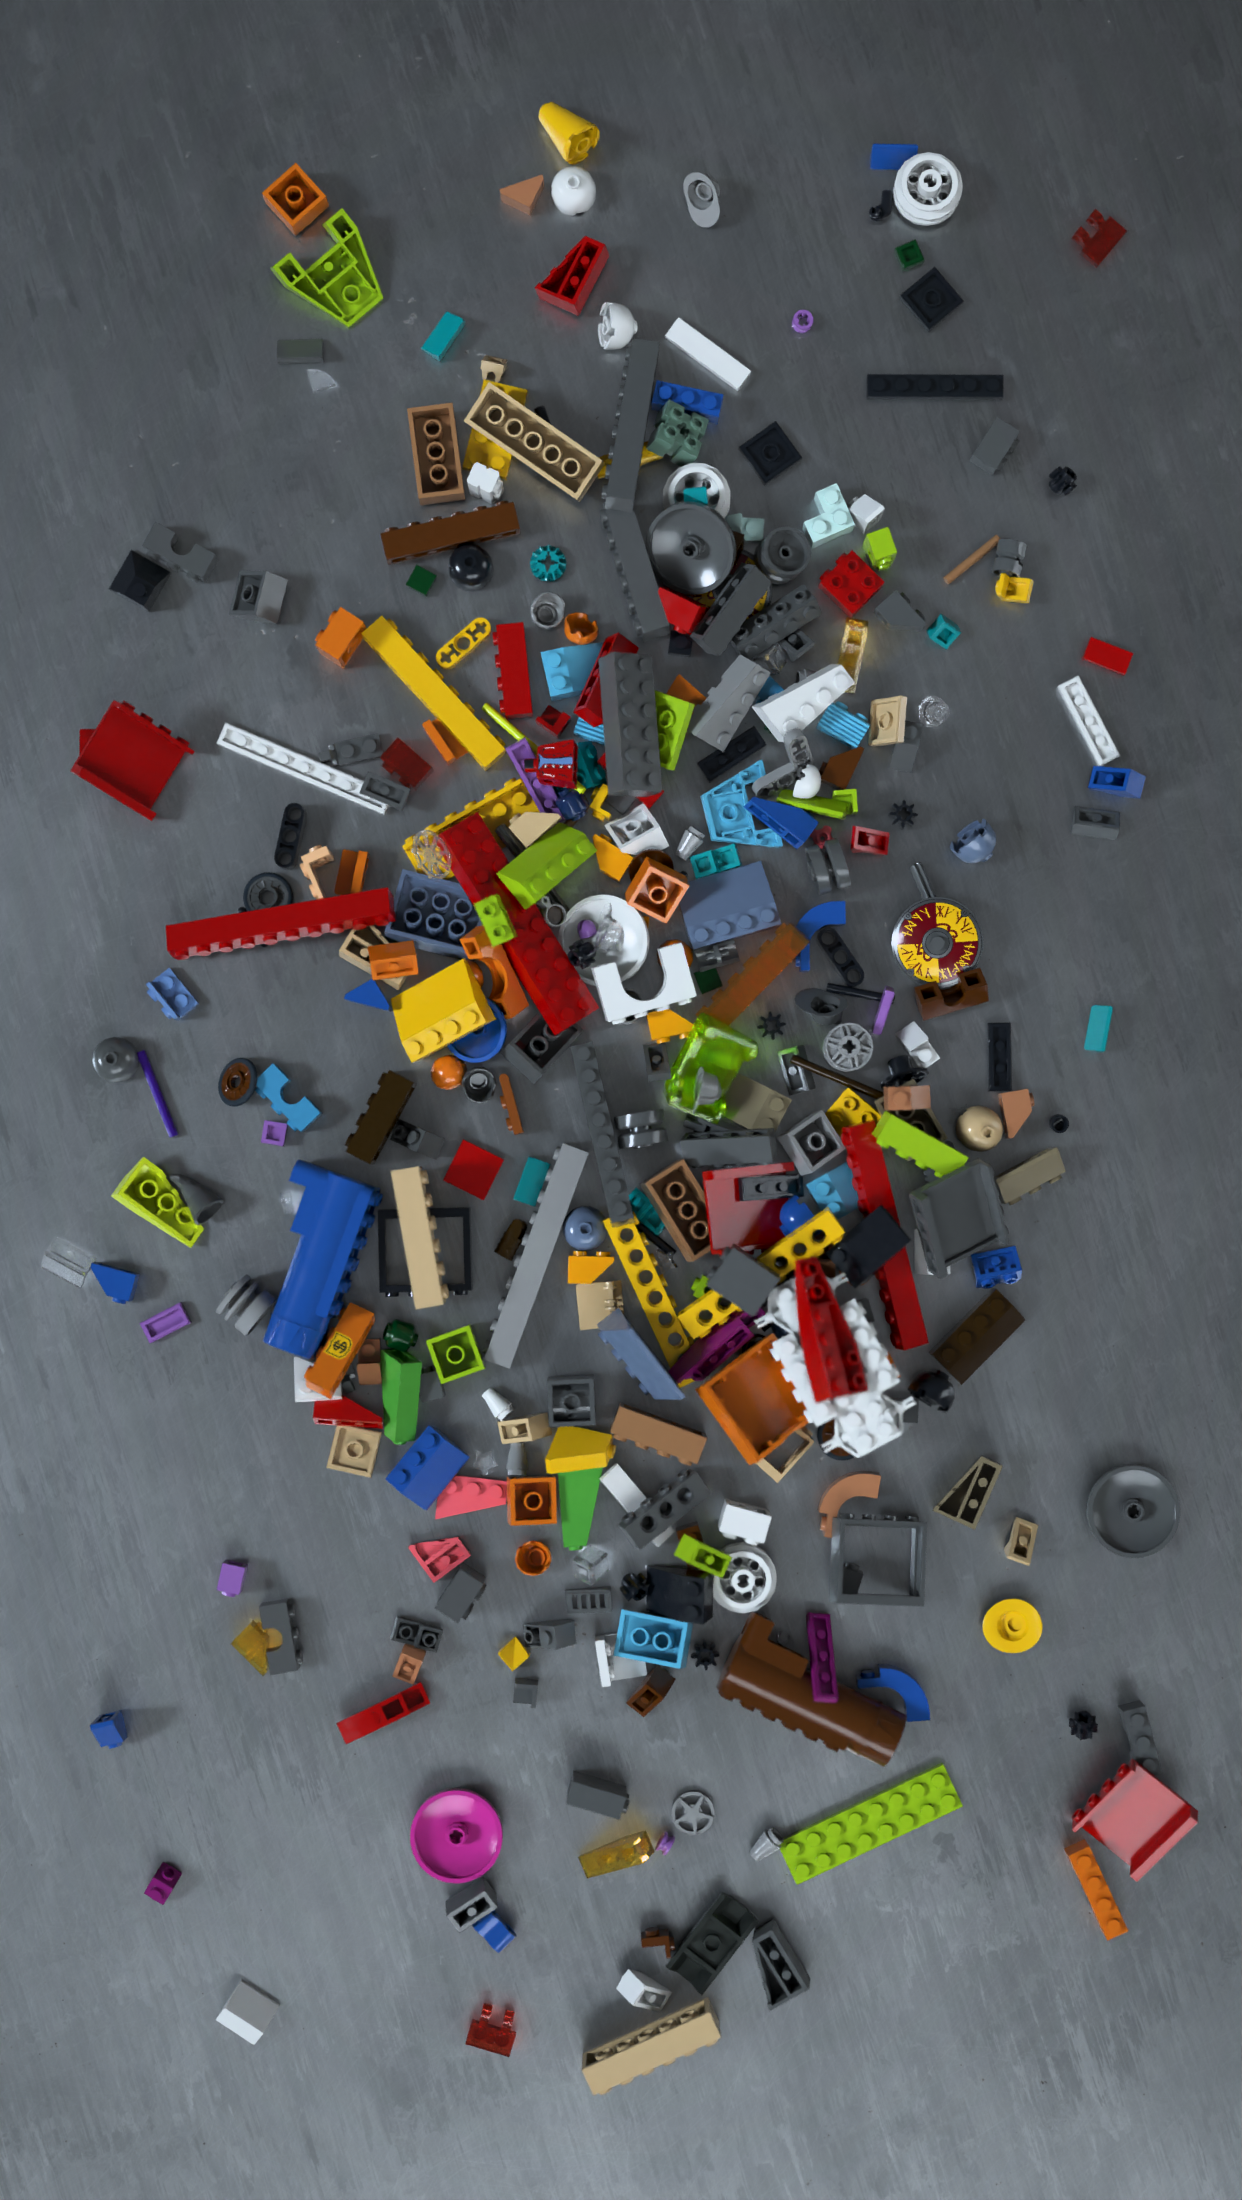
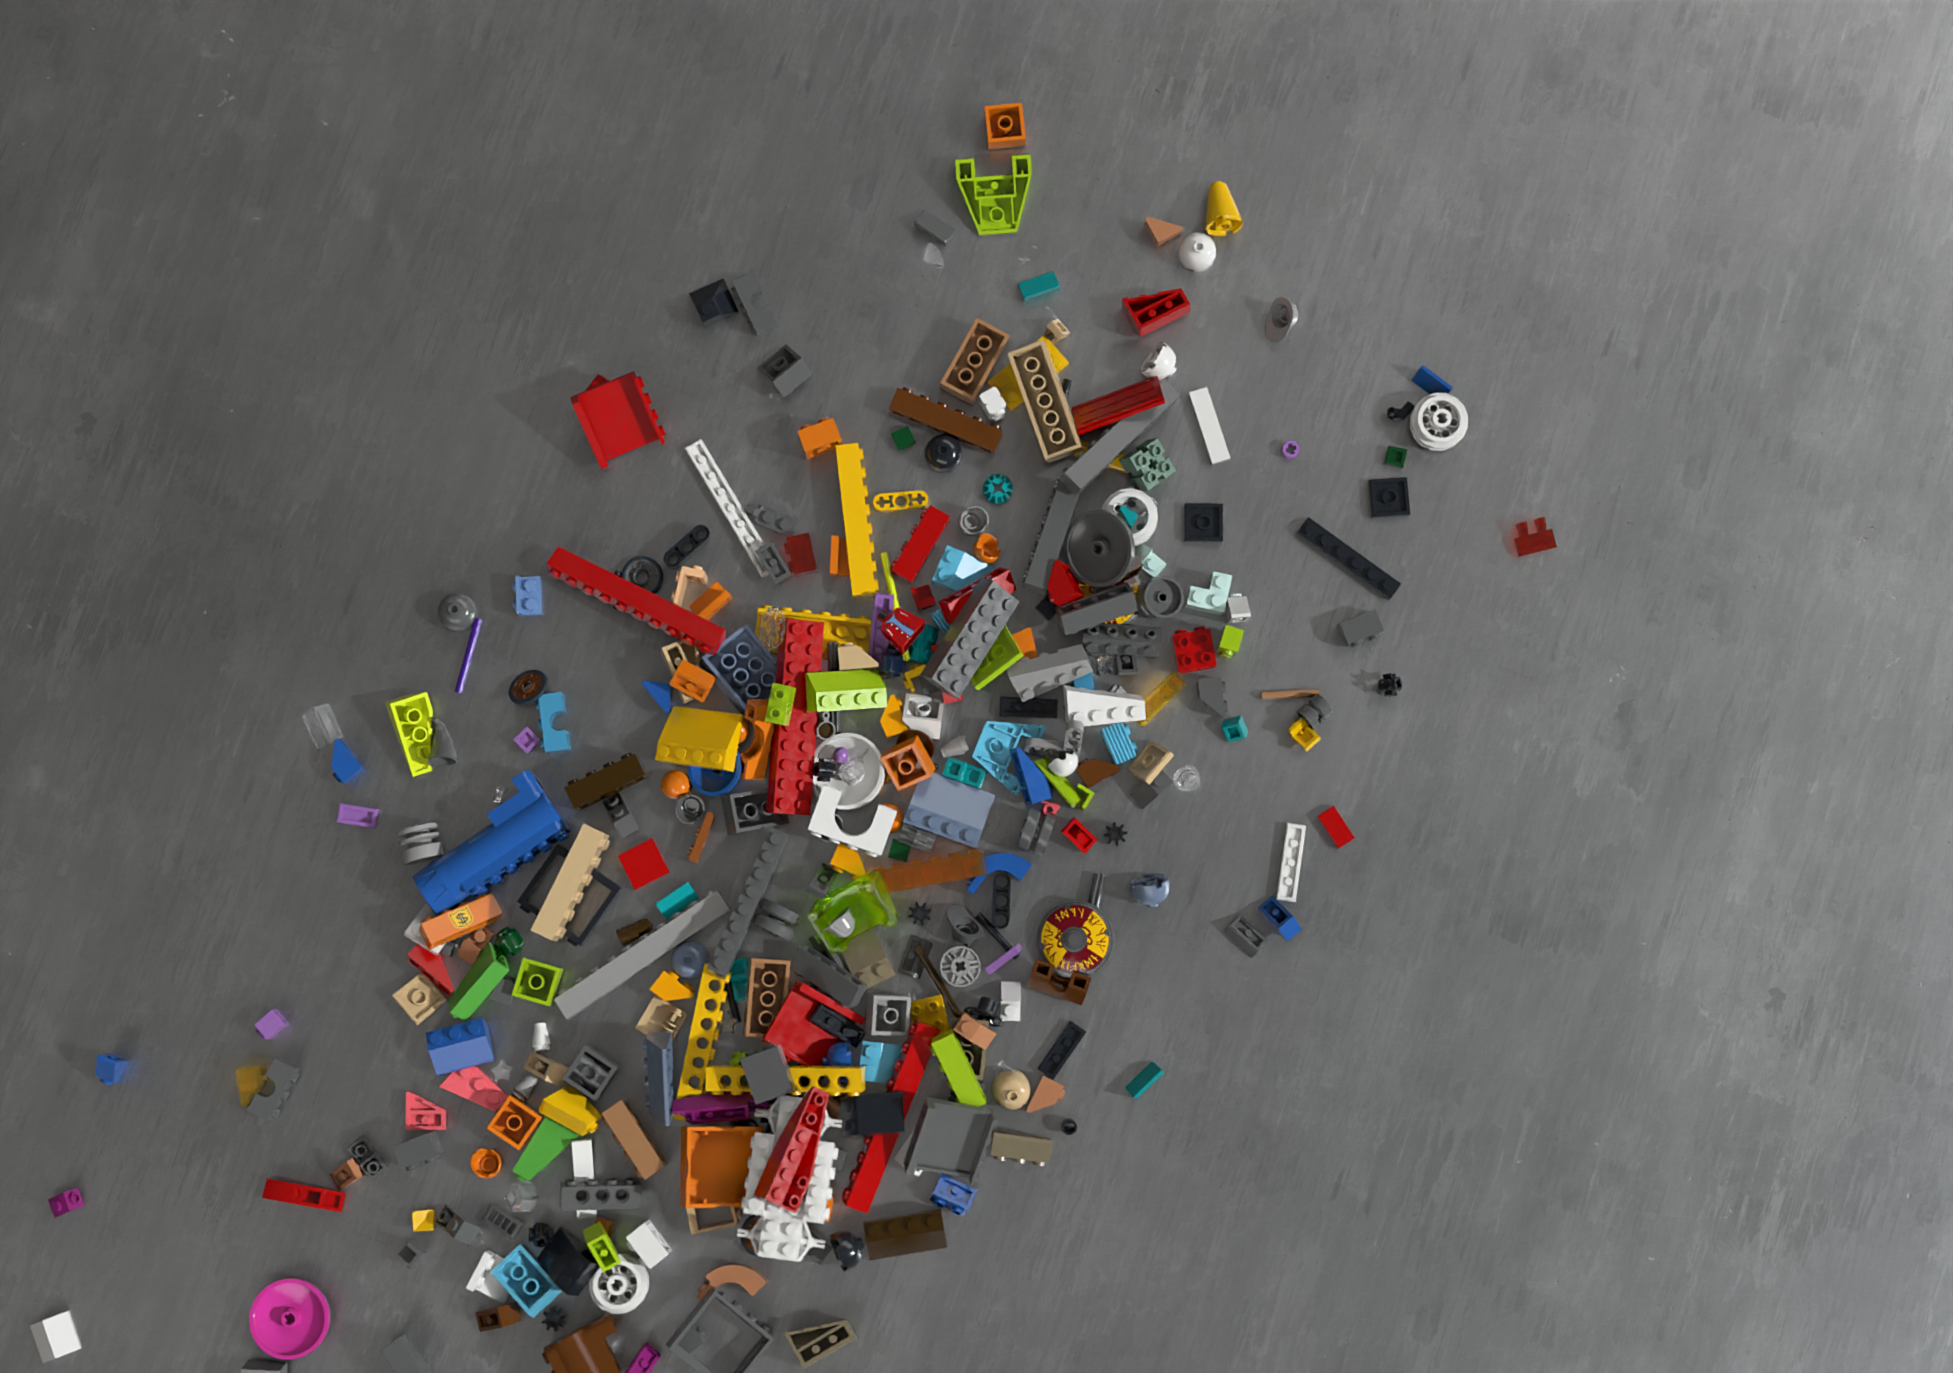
camera: 30 degrees right, 5 degrees down
(607, 395) = (1118, 405): none -> red piece
(694, 400) = (1174, 450): blue brick -> none

